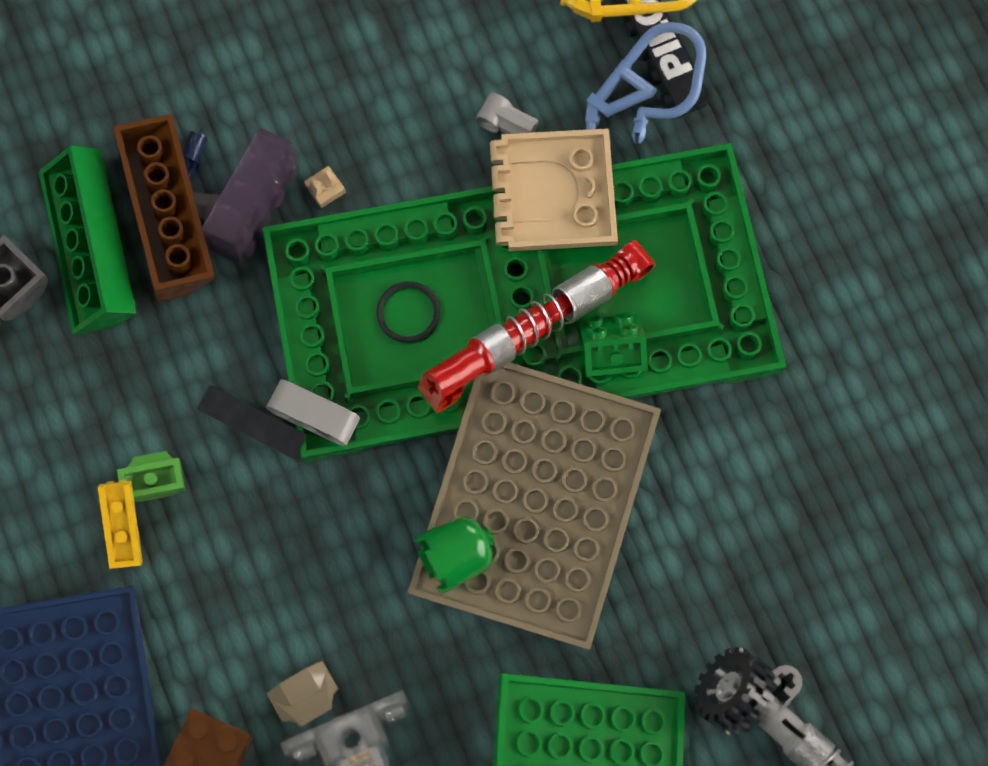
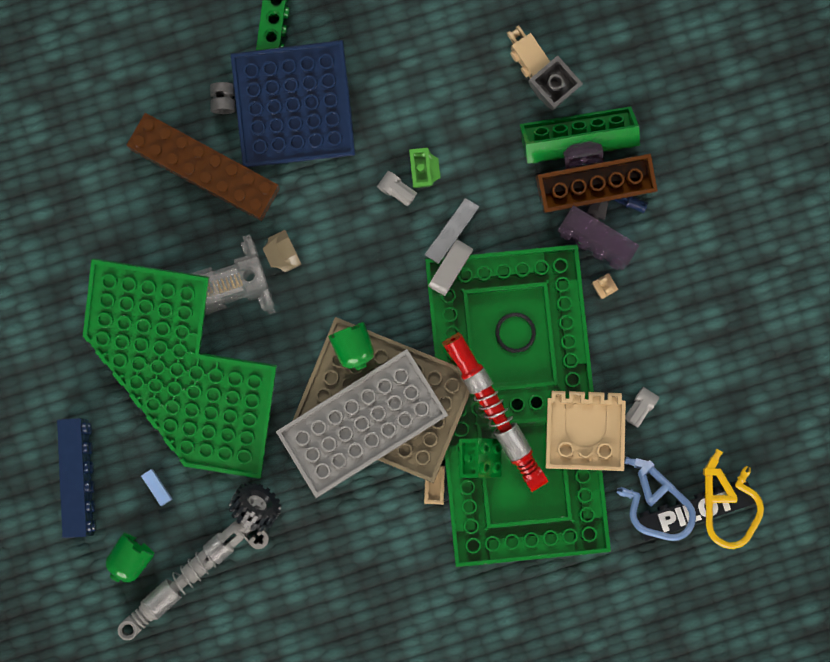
camera: 95 degrees right, 10 degrees up
(119, 226) = (583, 155): none -> clear purple slope
(120, 524) = (394, 148): yellow hinge -> none
(184, 522) = (394, 187): none -> light grey piece
(579, 530) = (362, 423): none -> light grey plate
(674, 413) = (435, 491): none -> tan tile

